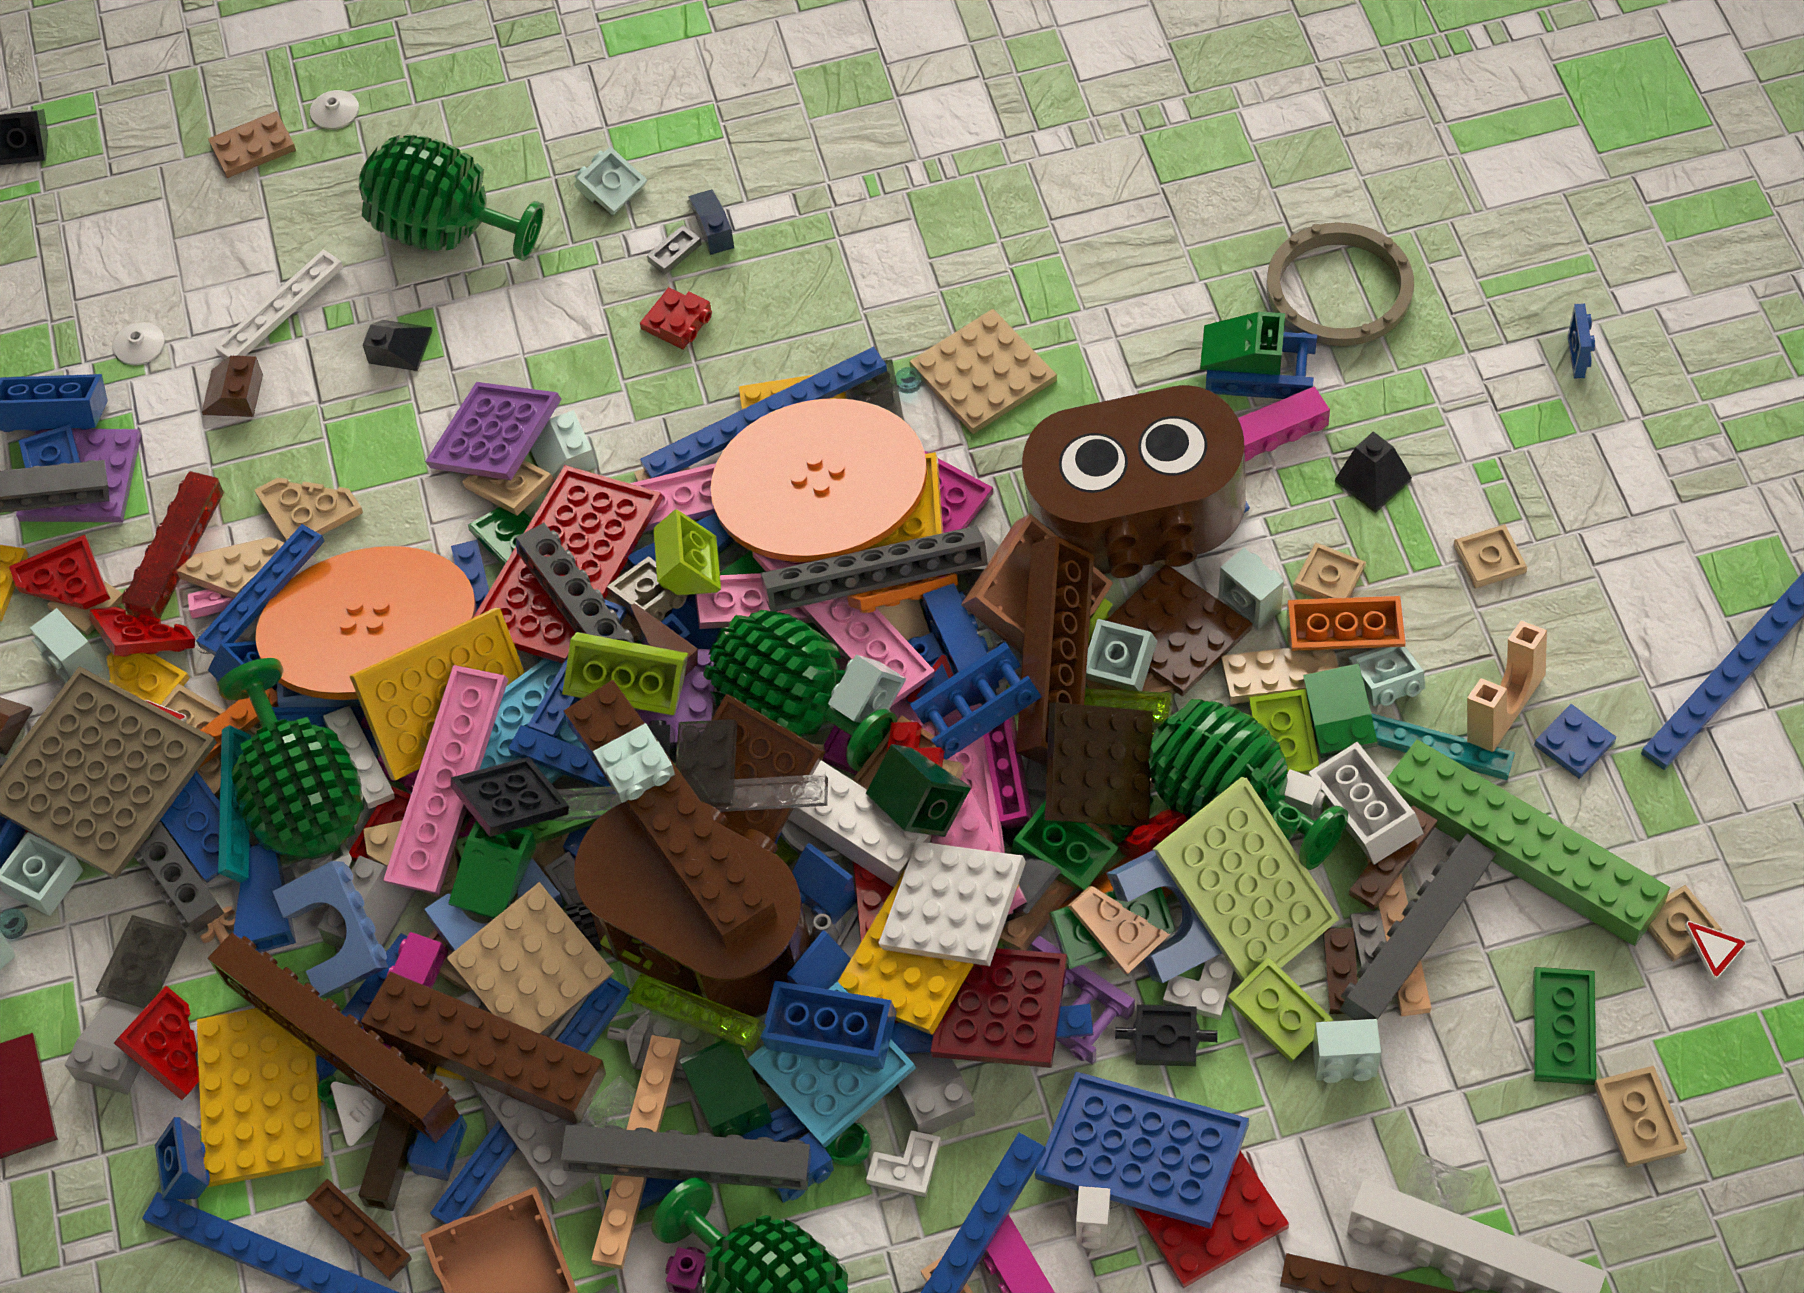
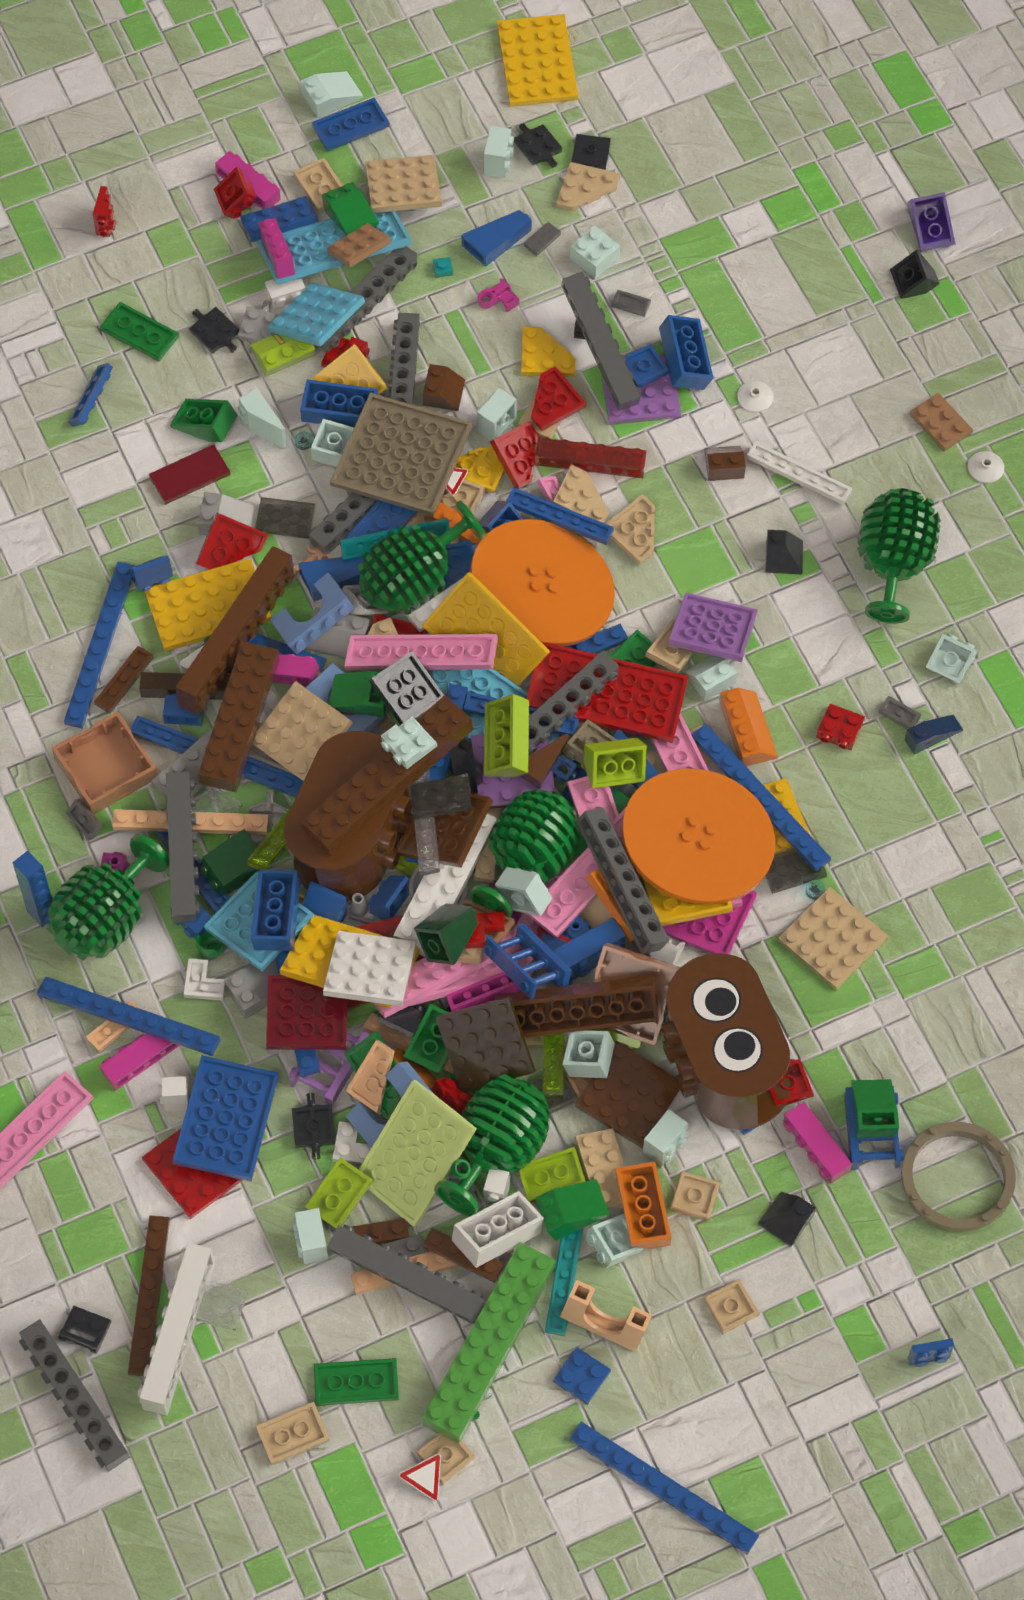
camera: 75 degrees right, 5 degrees up
(649, 421) = (747, 726): none -> orange slope

